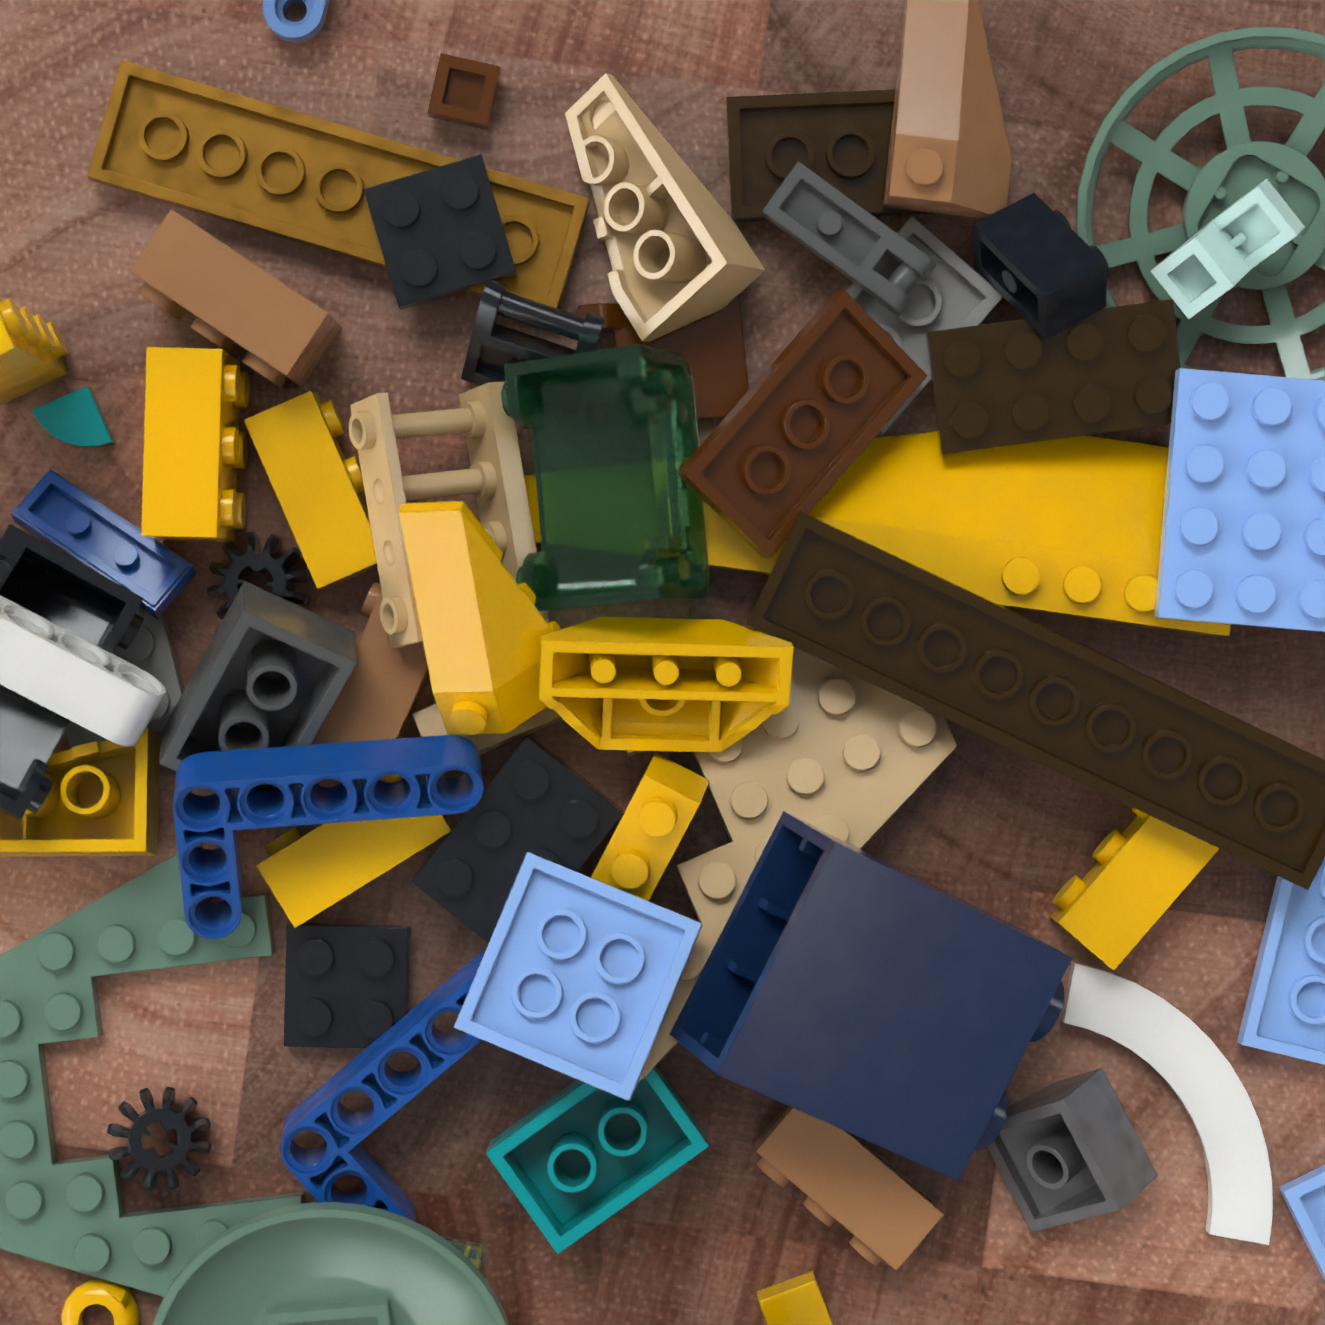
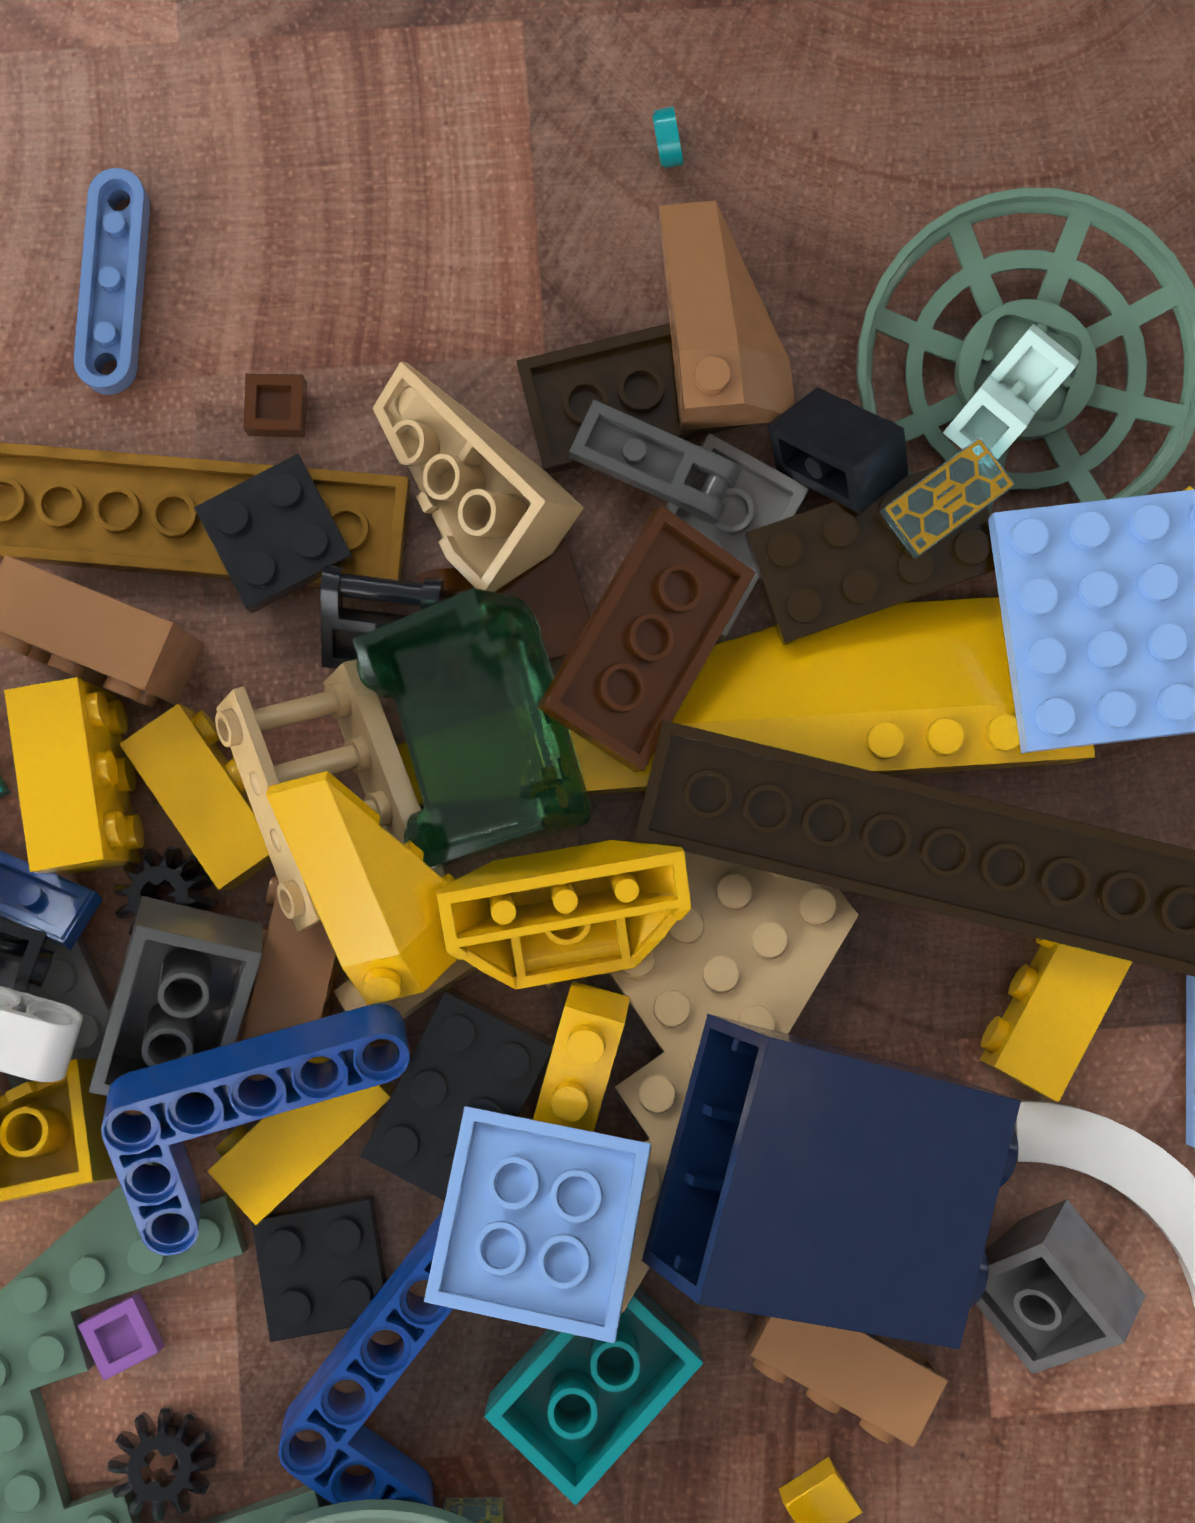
camera: 10 degrees left, 5 degrees down
(137, 1010) = (121, 1336): none -> medium lavender plate
(1137, 342) = (947, 497): none -> tile

